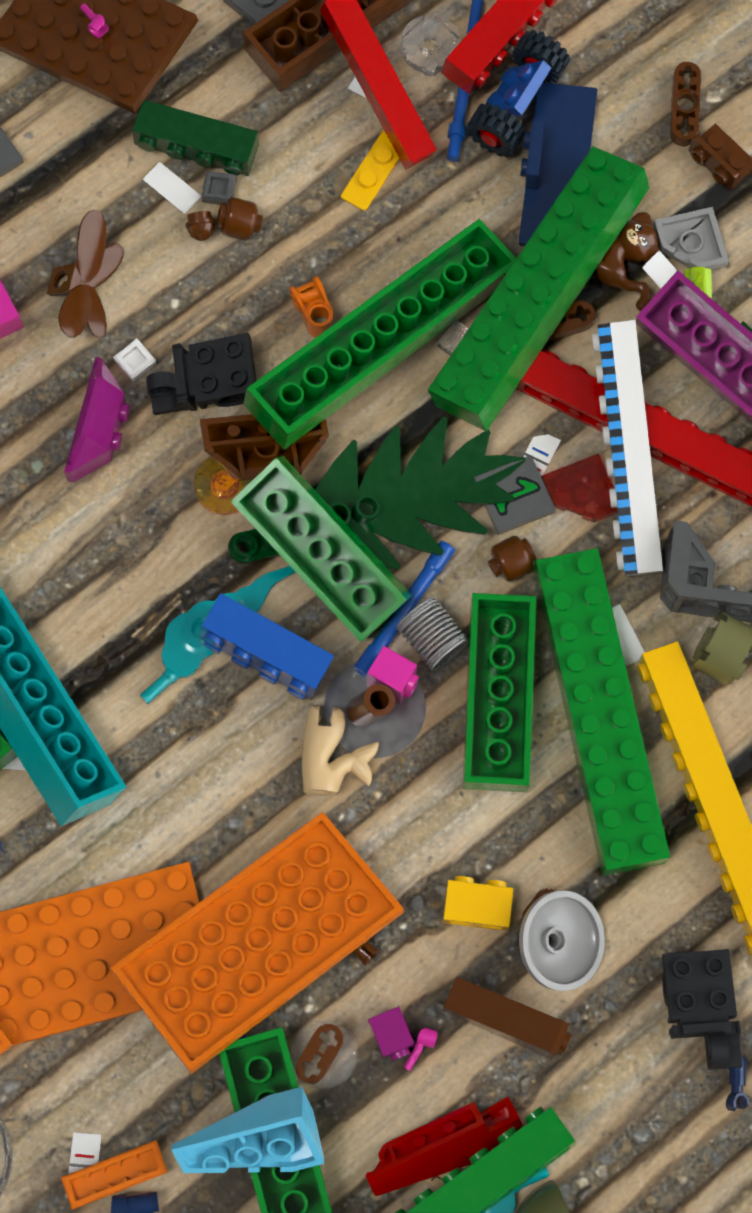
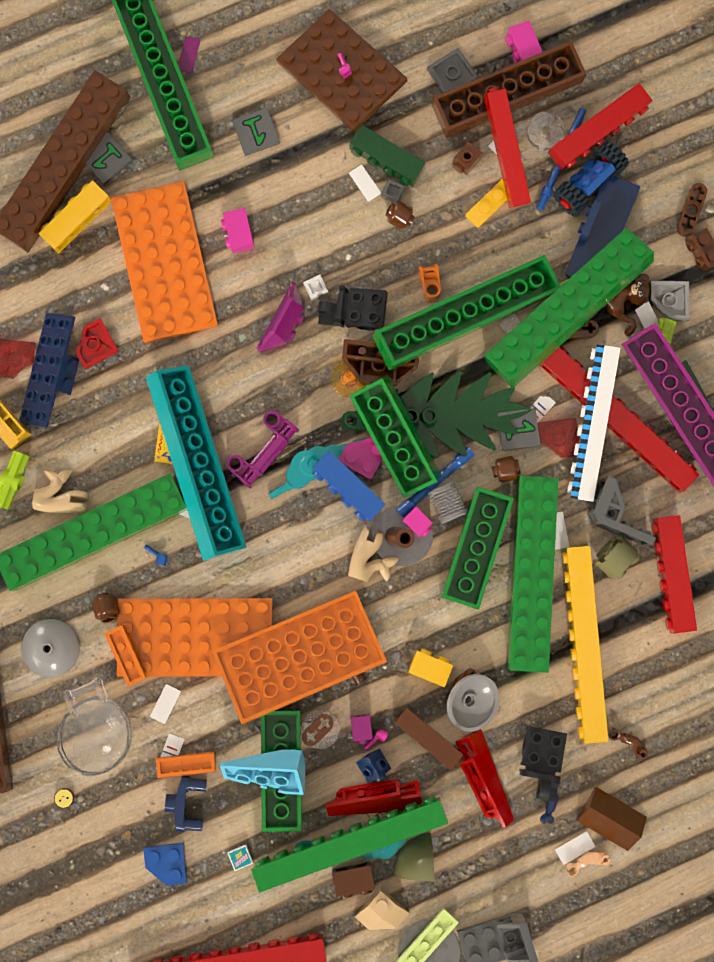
camera: 15 degrees right, 10 degrees up
(55, 1084) = (165, 704): none -> white sticker
(92, 268) = (306, 221): reddish brown piece -> none
(139, 593) = (267, 453): none -> magenta piece
(200, 225) = (375, 213): reddish brown plate -> none
(280, 598) = (362, 457): none -> dark pink plate
(320, 112) = (467, 158): none -> reddish brown brick
(429, 1090) = (374, 766): none -> dark blue brick
(615, 1062) = (483, 777): none -> red wedge

